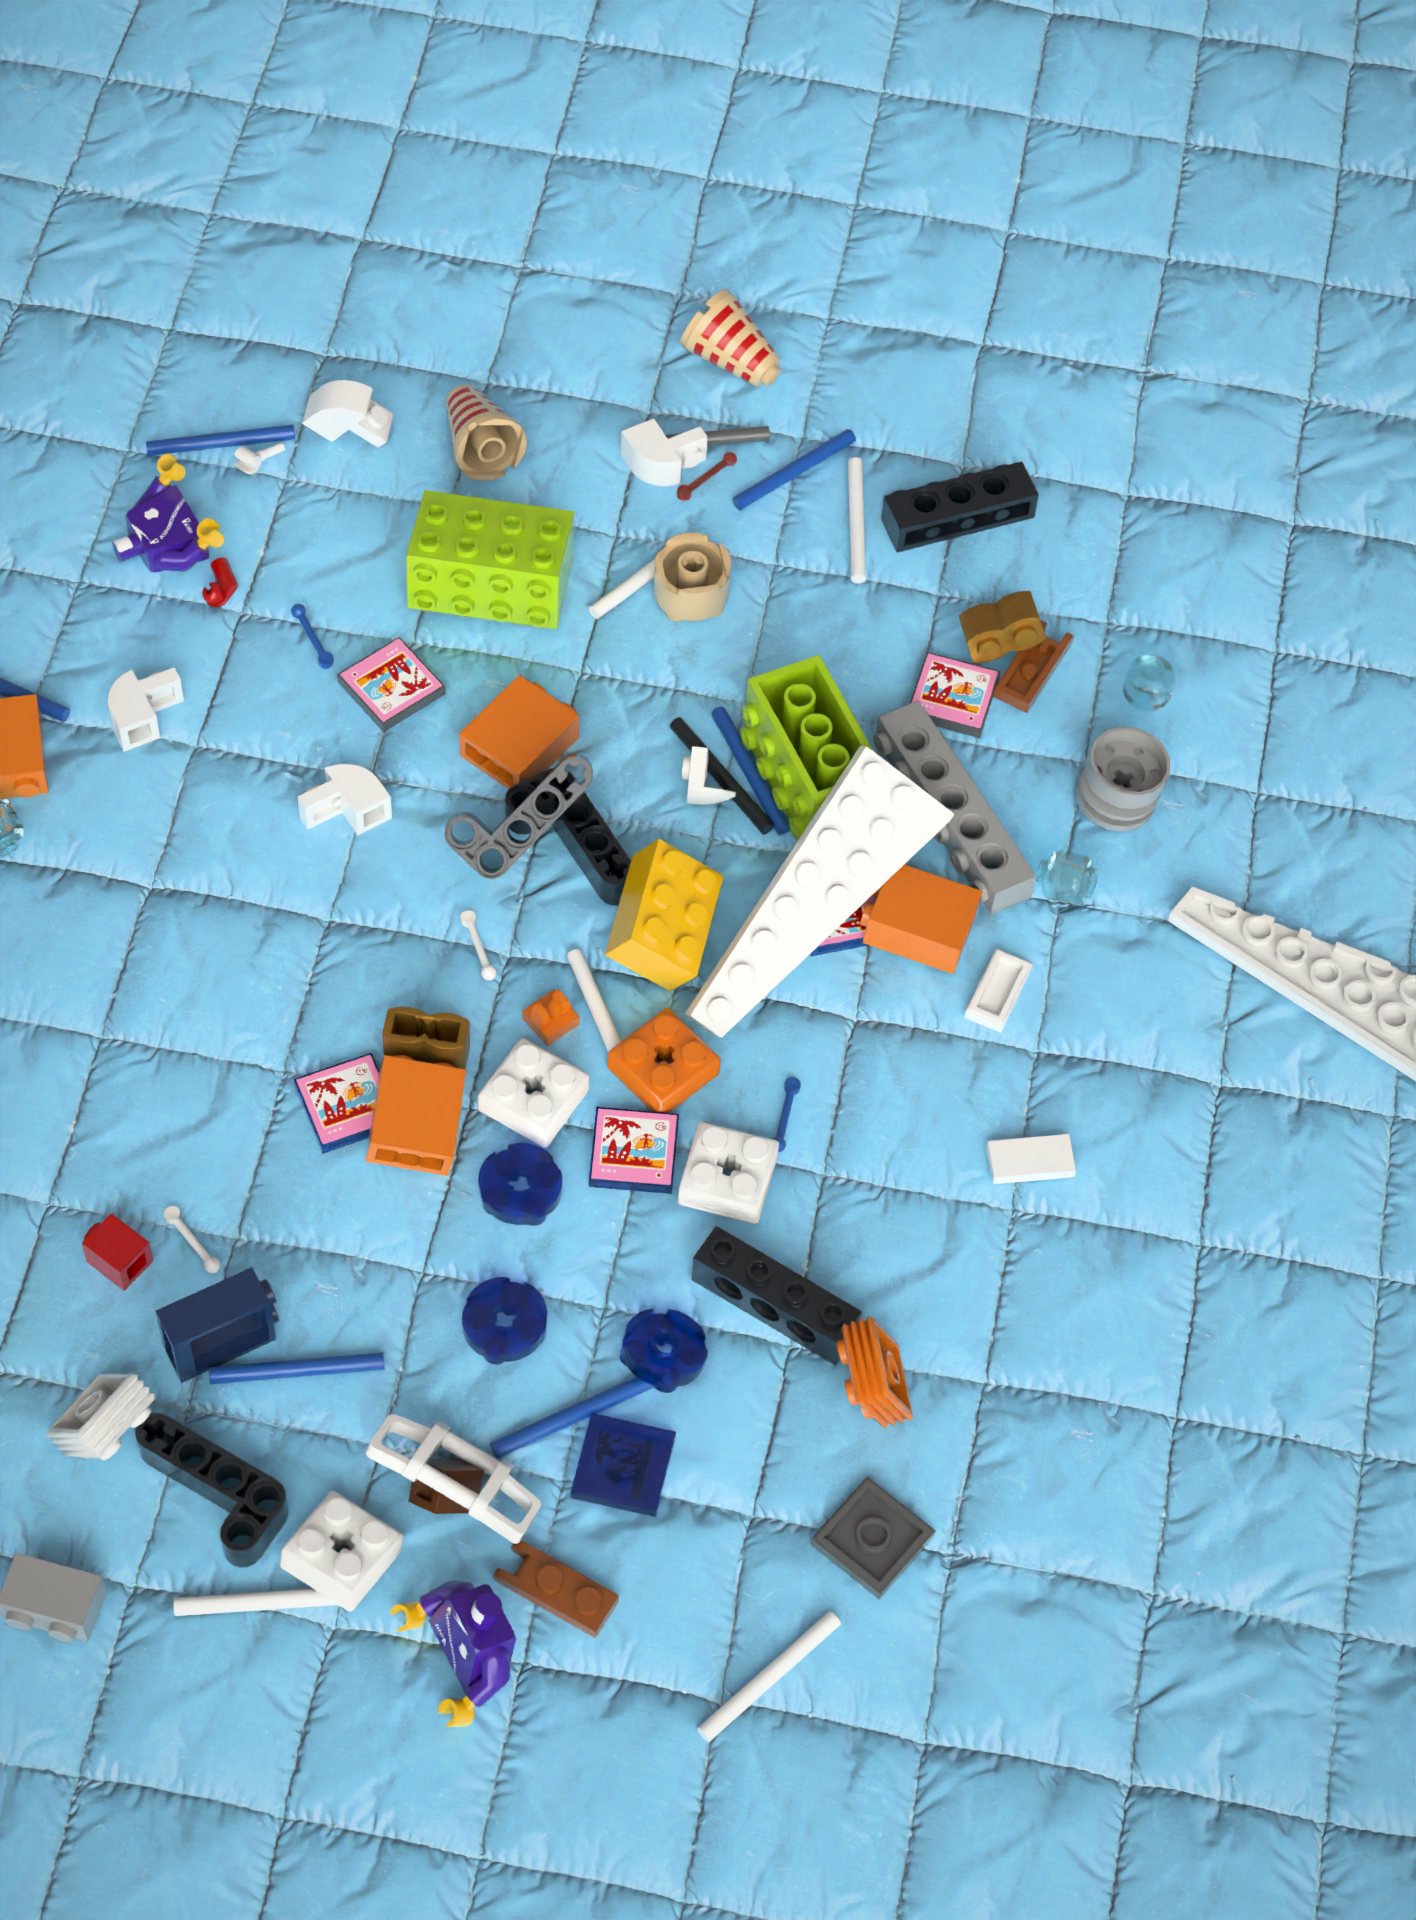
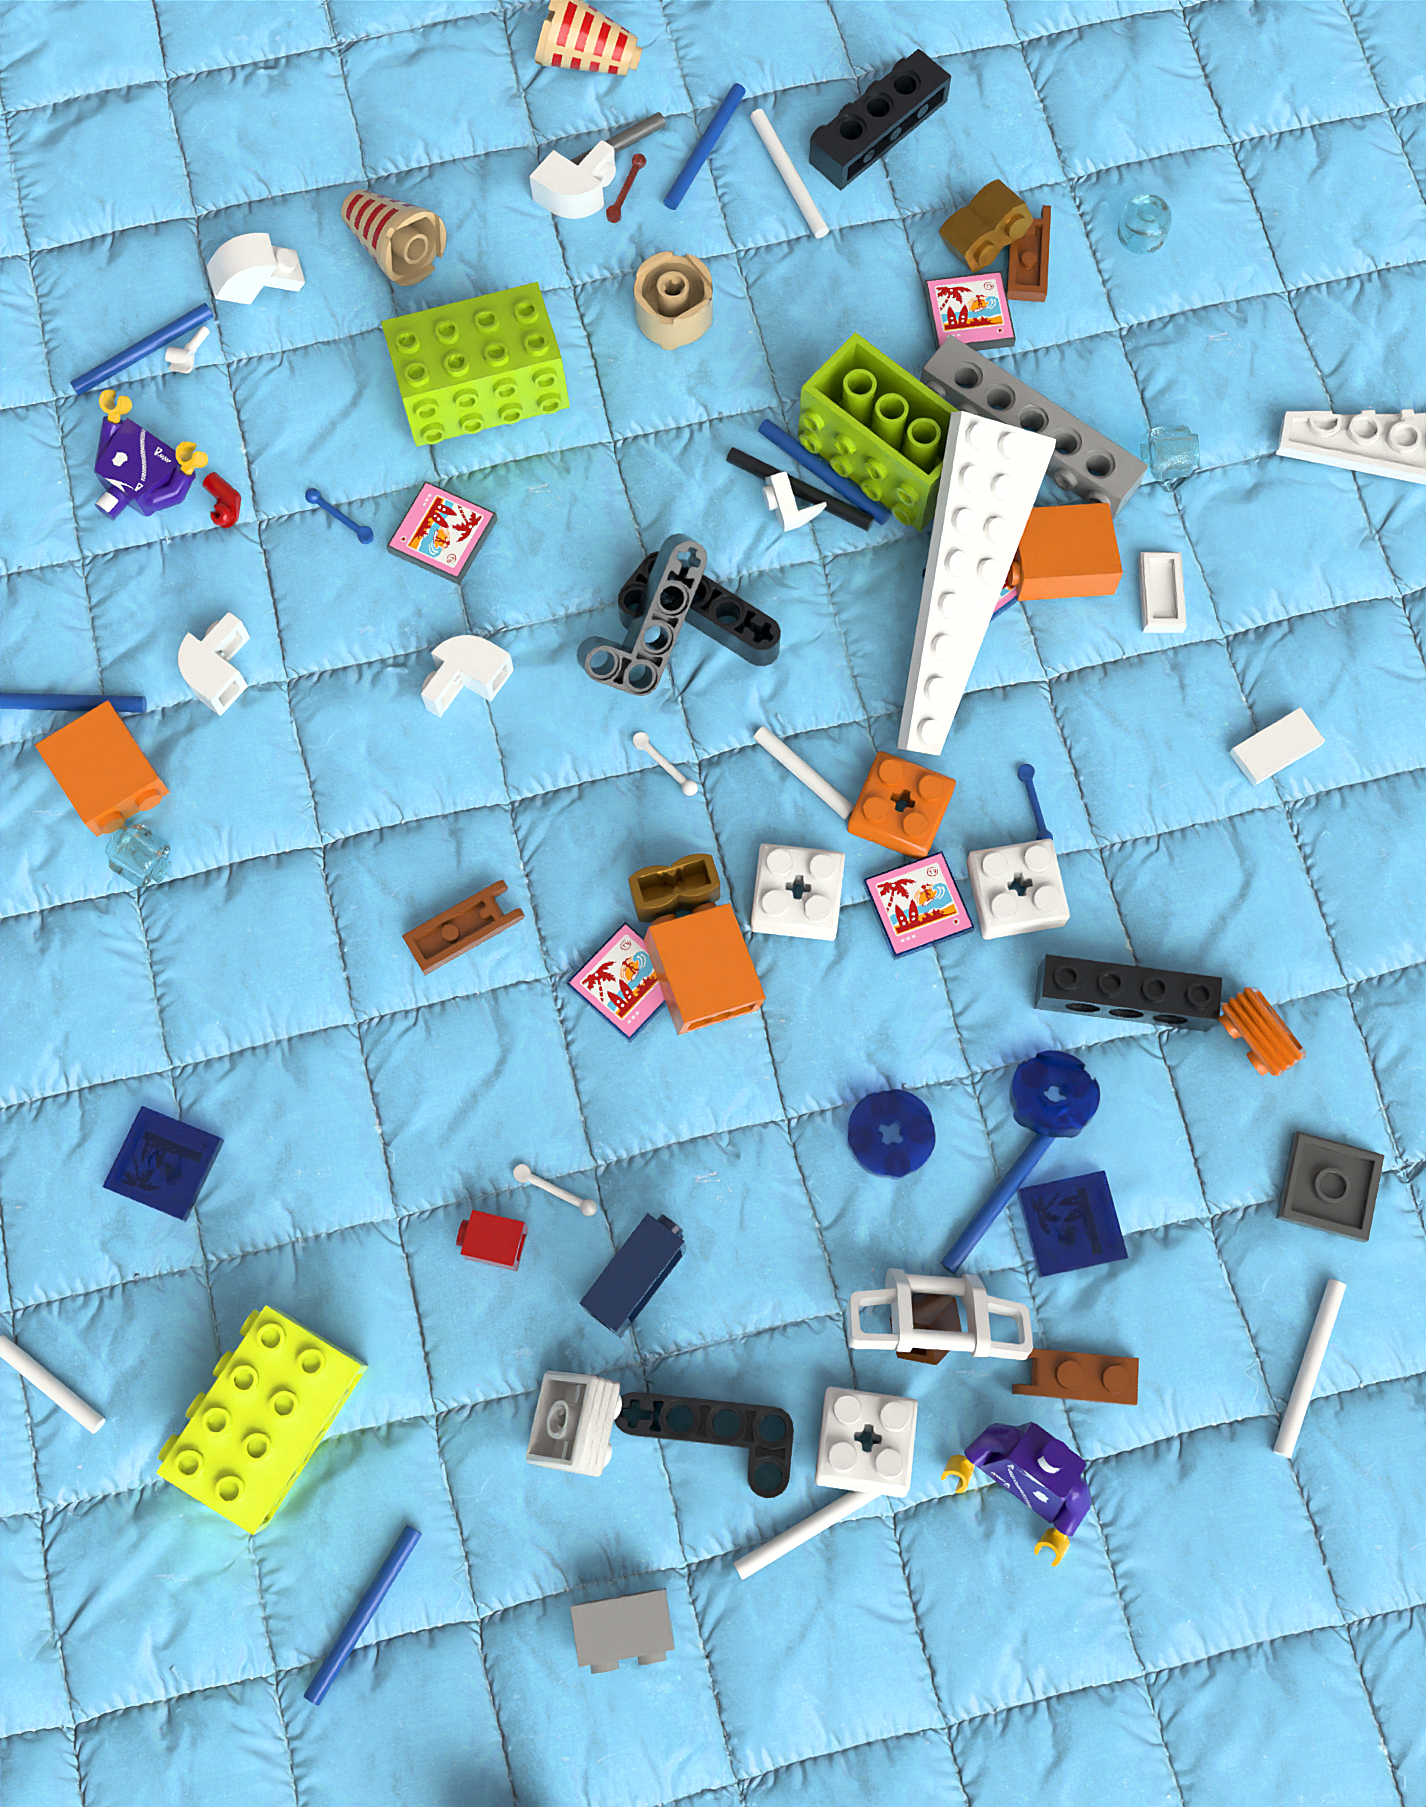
camera: 20 degrees left, 15 degrees up
(229, 998) = (460, 928): none -> dark orange hinge
(296, 1368) = (722, 1273): blue bar -> none
(519, 733) = (593, 532): orange brick -> none
(524, 1206) = (848, 970): clear blue plate -> none
(551, 1016) = (771, 806): orange tile -> none
(623, 591) = (613, 333): white bar -> none
(664, 915) = (831, 659): yellow brick -> none
(1123, 779) = (1176, 331): light grey wheel -> none

